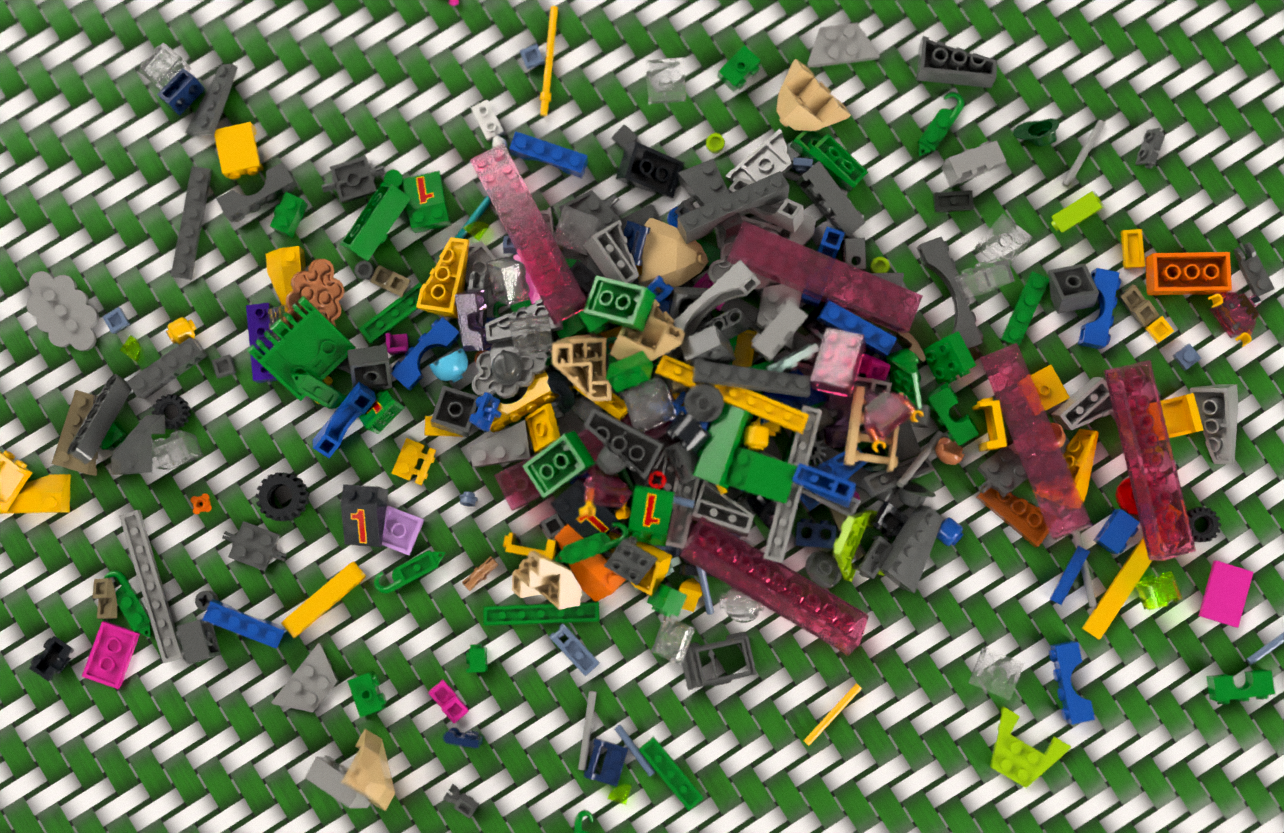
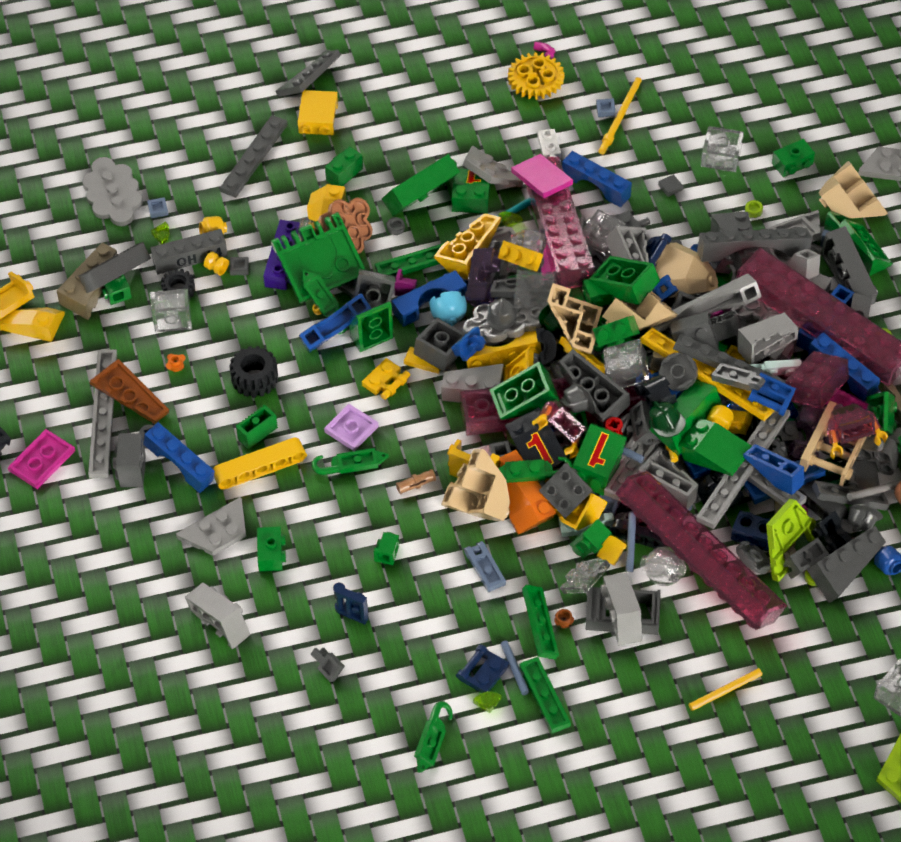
camera: 15 degrees right, 30 degrees down
(105, 593) = (57, 409): dark tan slope -> none
(131, 605) = (76, 423): green plate -> none
(136, 450) = (135, 297): dark grey brick -> none
(162, 66) = (278, 39): clear brick -> none
(163, 555) = (128, 390): none -> dark orange wing
(181, 91) = (283, 57): dark blue brick -> none
(199, 373) = (215, 263): none -> yellow wheel
(254, 546) = (211, 407): dark grey plate -> none
(278, 182) = (302, 150): dark grey arch -> none
(307, 562) = (256, 426): none -> green brick
(353, 179) = (411, 156): dark grey plate -> none
(363, 514) = (324, 401): black slope -> none
(370, 771) = (250, 601): tan brick -> none
(390, 281) = (416, 238): dark tan slope -> none
(436, 174) = (489, 169): none -> light grey wing
(448, 701) = (345, 574): dark pink slope -> none
(459, 24) = (535, 76): none -> yellow gear
(468, 499) = (426, 420): sand blue plate -> none
(496, 182) = (542, 176): none -> dark pink tile
(505, 298) = (520, 256): none -> yellow plate
(539, 614) = (462, 530): green tile -> none
(587, 730) = (473, 638): light grey bar -> none
(644, 697) = (540, 622): none -> green plate
(649, 169) = (685, 211): black slope -> none
(664, 679) = (563, 614): none -> dark orange plate
(709, 466) = (666, 419): none -> dark green piece
(719, 674) = (623, 608): none -> light grey wedge
(766, 400) = (737, 377): none -> dark grey hinge
(803, 399) = (775, 390): none -> blue plate

